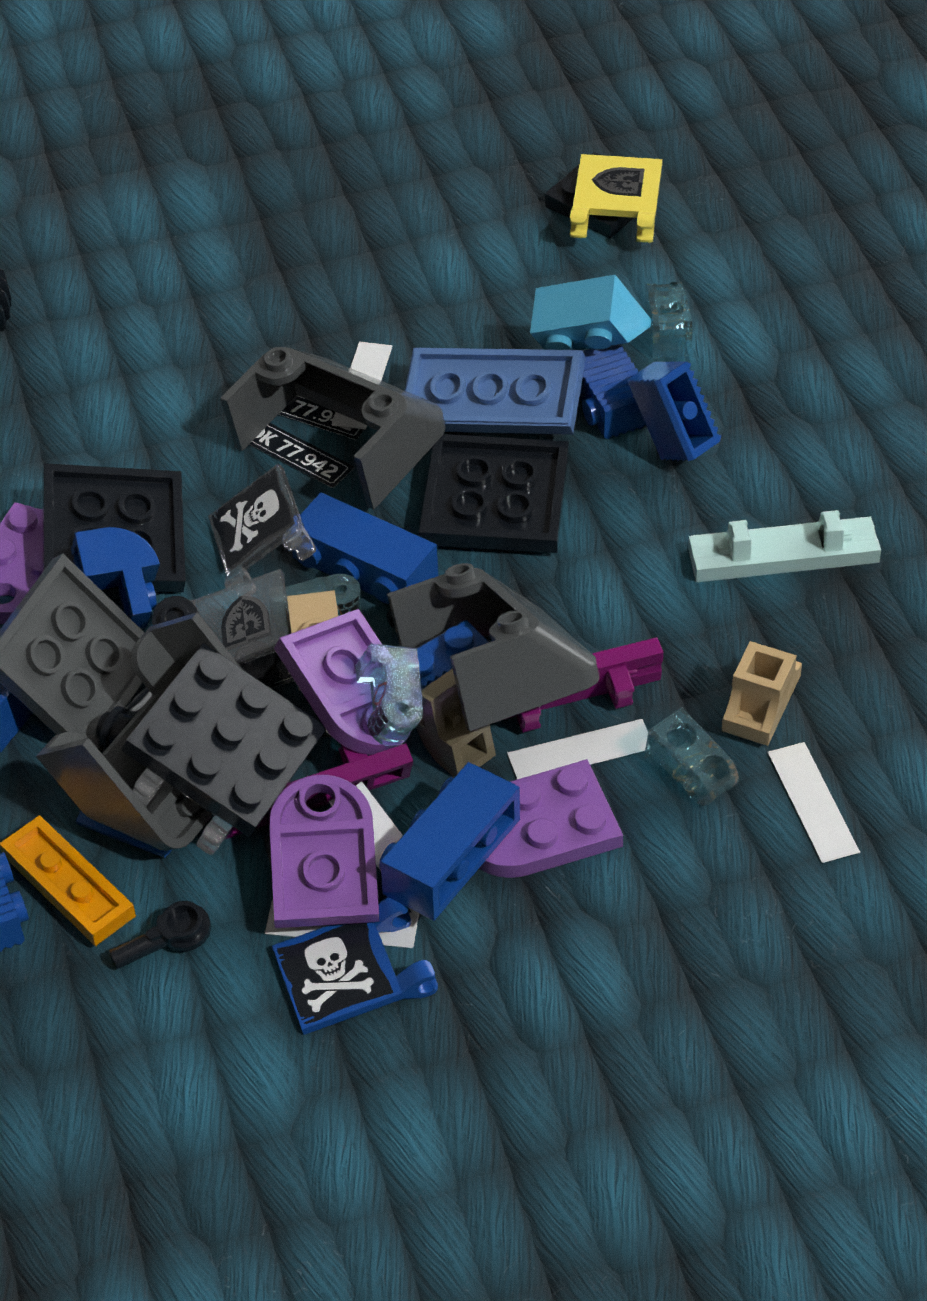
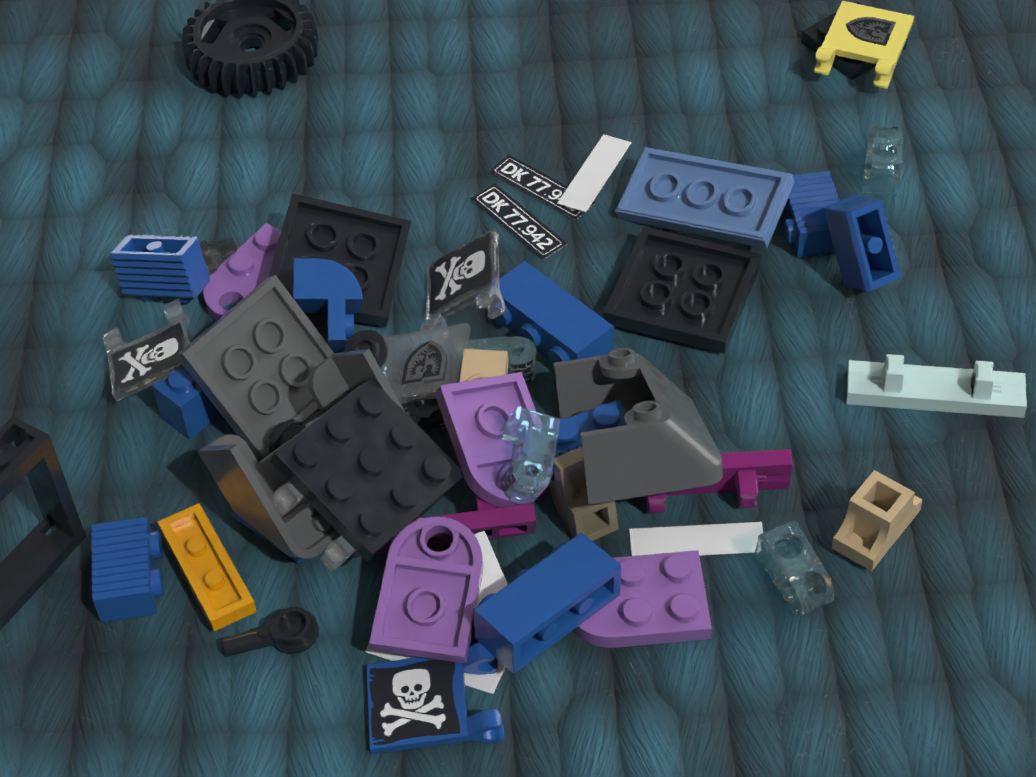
camera: 15 degrees right, 0 degrees up
(404, 422) = (610, 207): dark grey windscreen -> none
(586, 315) = (804, 143): medium azure slope -> none
(813, 802) = (902, 634): white sticker -> none

